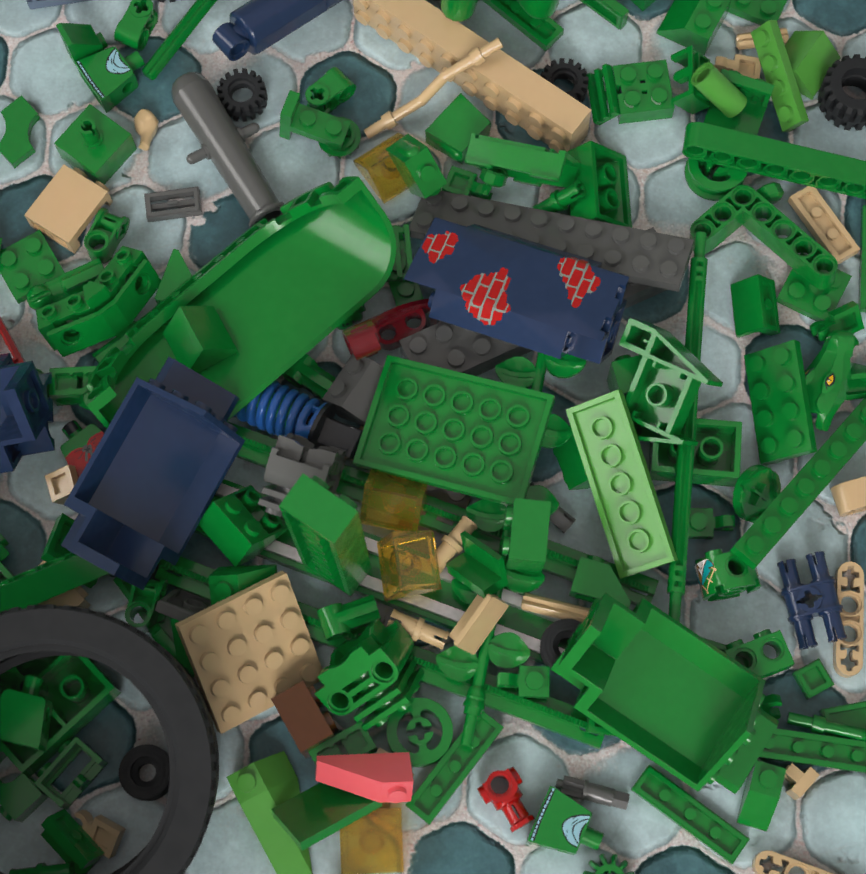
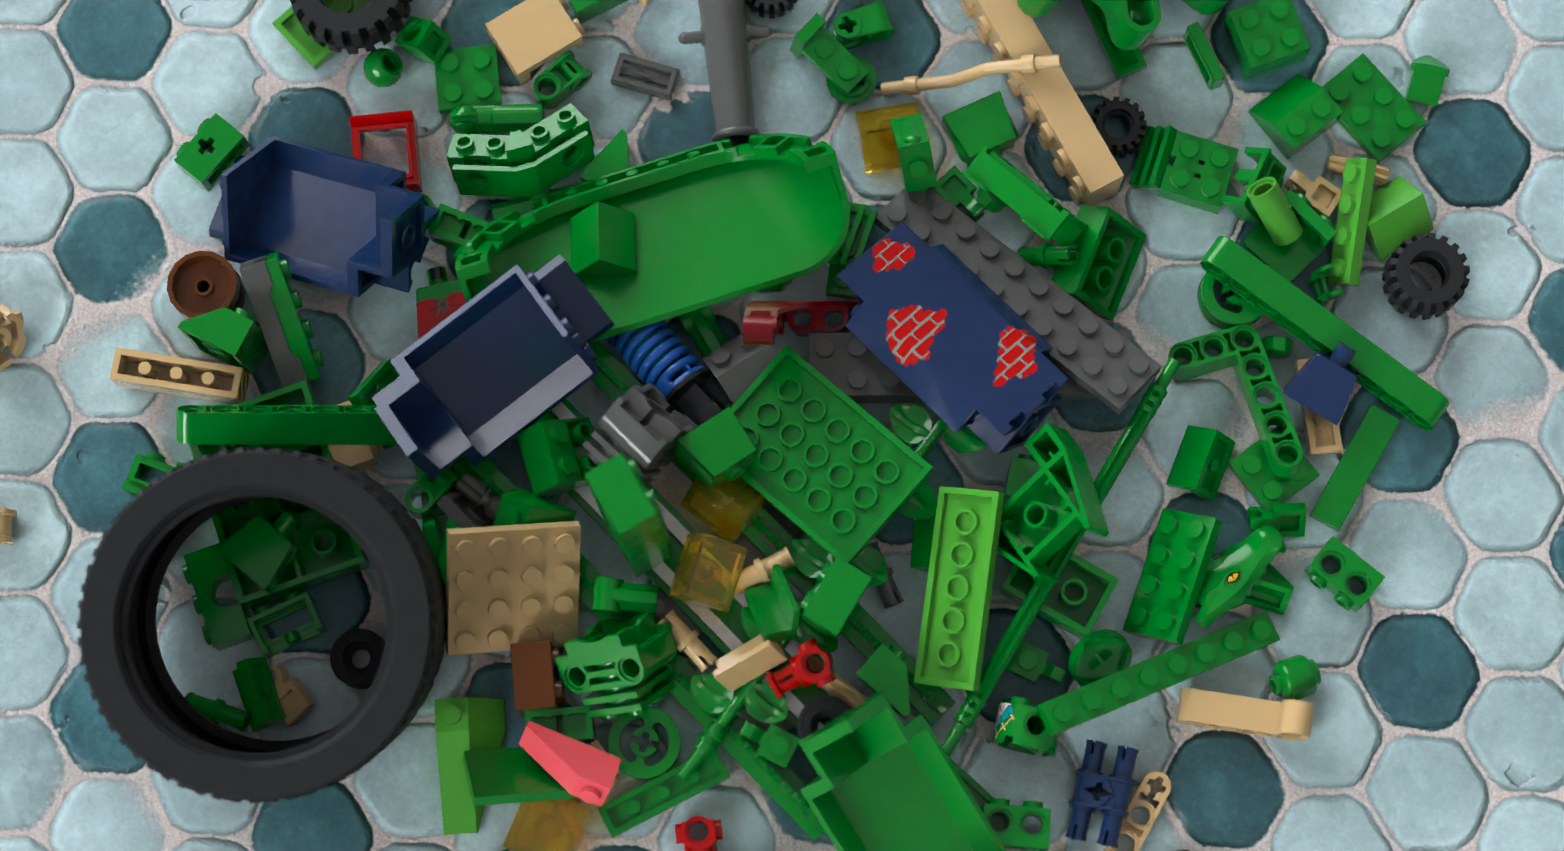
camera: 25 degrees right, 5 degrees up
(61, 483) = (402, 330): tan panel -> none
(188, 589) = (478, 495): none -> dark grey axle
(371, 460) = (716, 449): none -> green torso
(526, 610) = (801, 671): none -> red connector
(775, 126) = (1320, 275): none -> green piece
(824, 200) = (1324, 383): none -> dark blue torso

